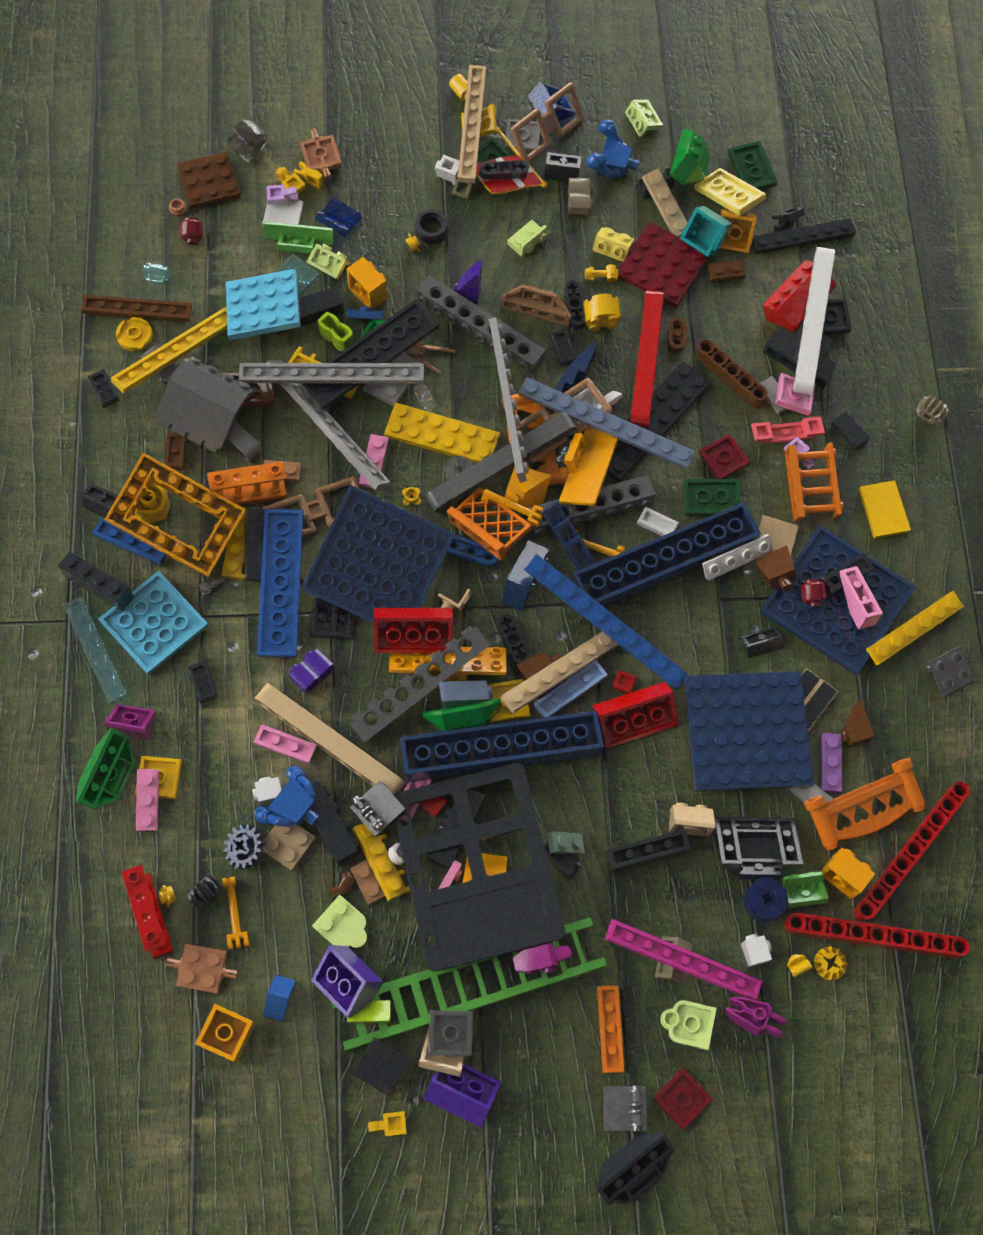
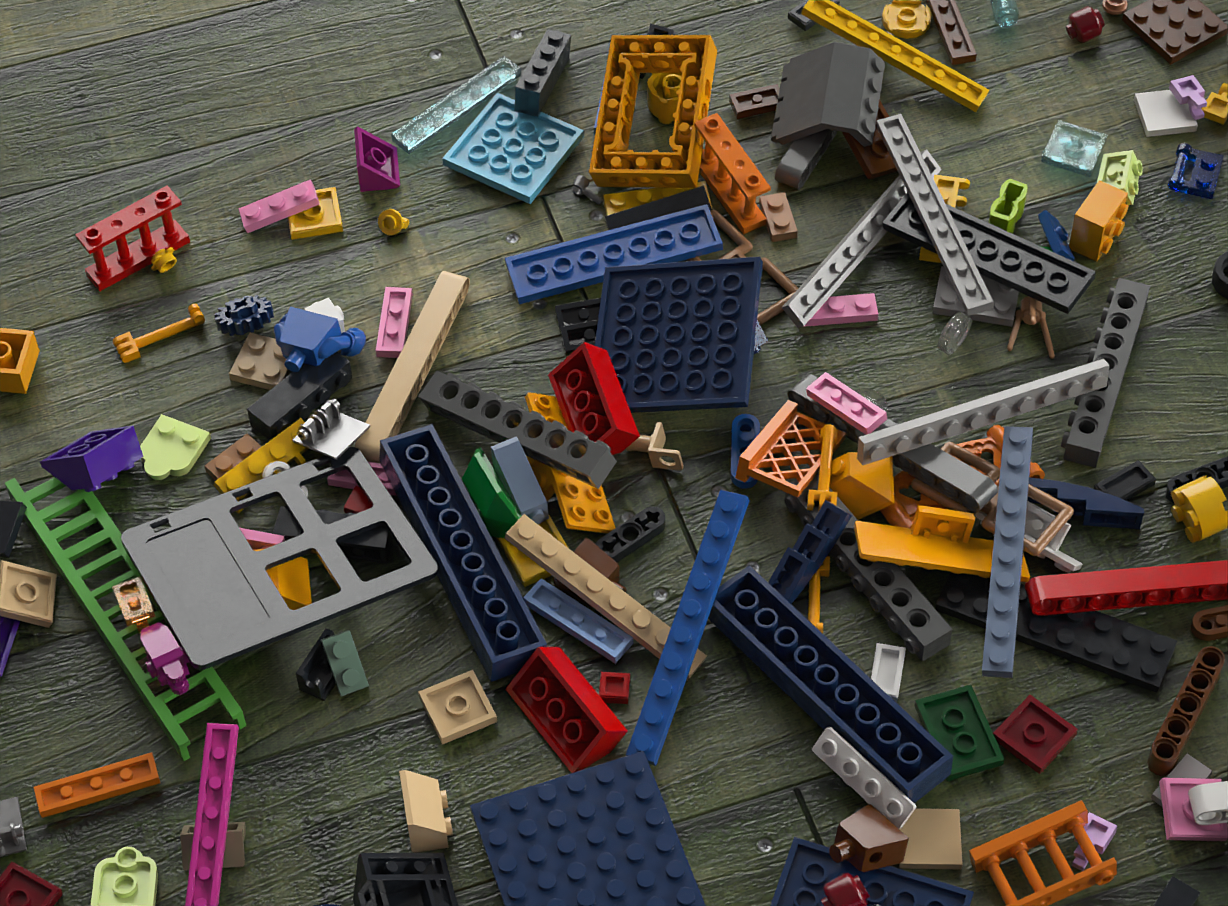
camera: 80 degrees right, 15 degrees down
(106, 771) = (300, 156): green wedge -> none
(191, 724) = (392, 222): none -> yellow plate
(201, 968) = (82, 321): nougat plate -> none
(203, 682) = (451, 217): black plate -> none
(205, 892) = (174, 290): black gear -> none
(262, 304) = (1007, 119): medium azure plate -> none
(278, 998) = (63, 405): blue slope -> none
(297, 237) = (1134, 132): bright green bracket -> none
(311, 671) = (502, 320): dark purple brick -> none
(316, 305) = (1016, 161): black brick -> none
(344, 886) = (223, 435): reddish brown arm -> none
(373, 1013) = (56, 496): lime slope -> none
(407, 492) = (800, 357): yellow plate -> none
(413, 243) = (1198, 260): yellow plate -> none
(440, 433) = (911, 363): yellow plate -> none
(450, 1033) = (46, 584): dark grey plate -> none
(470, 283) = (1159, 336): dark purple slope -> none
(470, 476) = (846, 403): none -> bright pink plate
(489, 971) = (134, 603): none -> clear orange plate
(519, 582) = (759, 525): dark blue wedge -> none
(537, 304) = (1177, 427): medium nougat wedge -> none
(614, 781) = (457, 706): none -> tan plate
(647, 851) = (361, 766): black brick -> none
(762, 642) = (745, 858): black slope -> none
(787, 432) = (1116, 807): coral slope -> none

